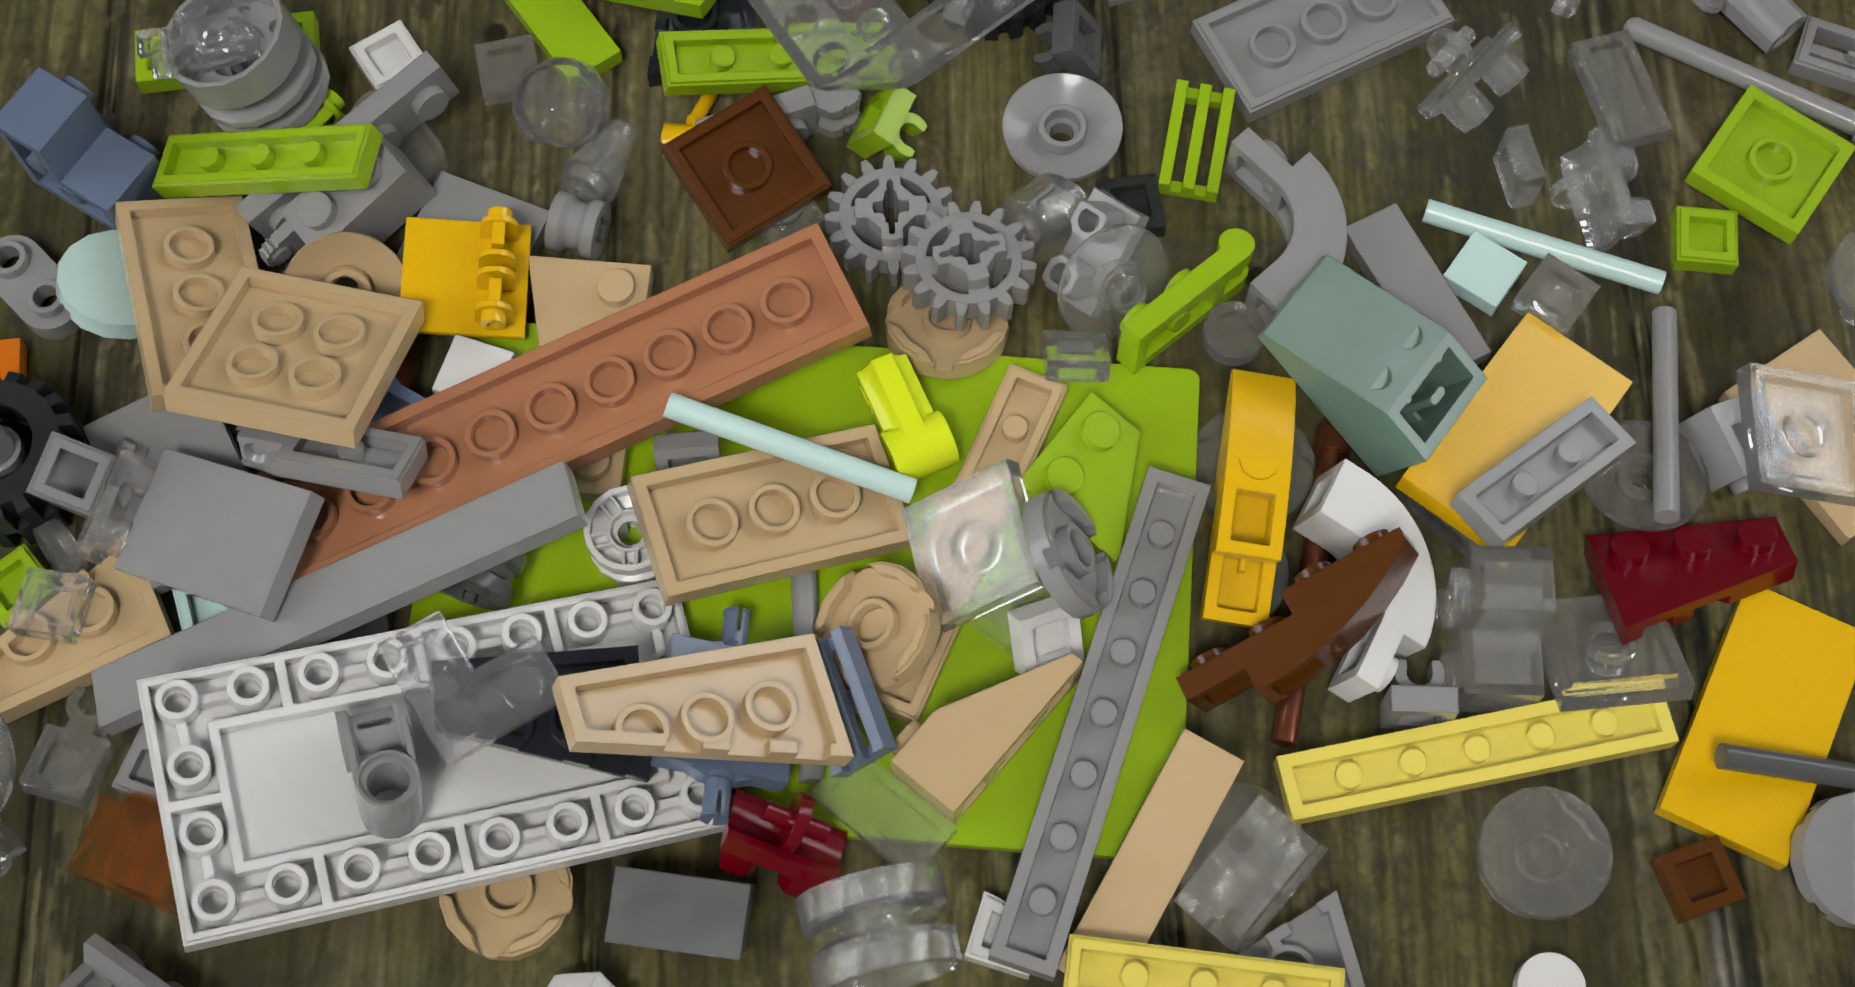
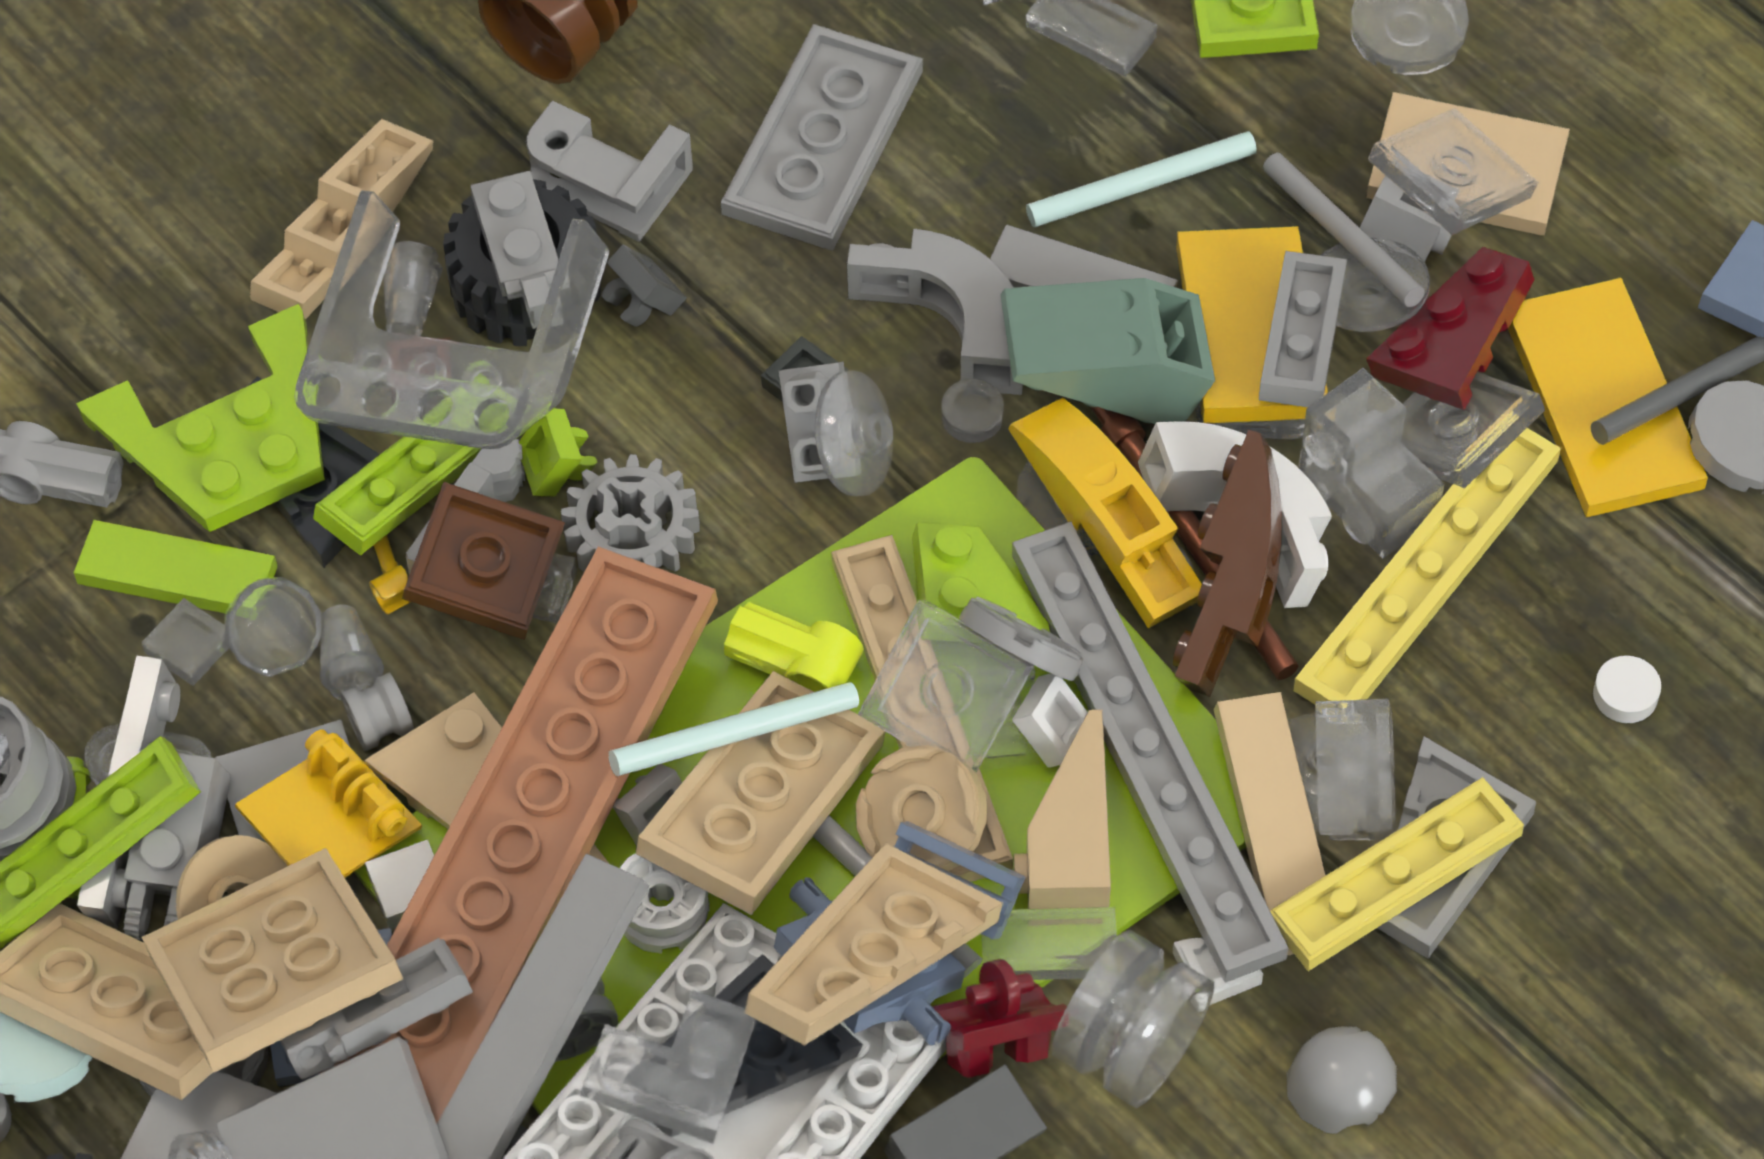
camera: 40 degrees left, 10 degrees down
(385, 53) = (75, 707): white tile -> none
(940, 348) = (752, 560): tan tile -> none
(967, 265) = (734, 501): light grey gear -> none
(1045, 211) = (749, 429): clear head -> none
(1067, 106) = (695, 333): light grey dish -> none
(1075, 356) = (876, 509): clear tile -> none
(1185, 301) = (920, 407): lime plate -> none
(1204, 99) = (788, 255): lime tile -> none
(1418, 705) = (1360, 564): light grey tile -> none
(1483, 273) = (1117, 228): light aqua tile -> none
(1490, 59) = (965, 87): clear hips -> none
(1519, 166) = (1074, 131): clear tile -> none
(1544, 854) = (1539, 602): clear tile -> none
(1555, 294) = (1185, 204): clear plate -> none
(1598, 191) = (1149, 106): clear hips -> none
(1698, 879) = (1657, 536): reddish brown tile -> none
(1704, 240) = (1253, 89): lime tile -> none

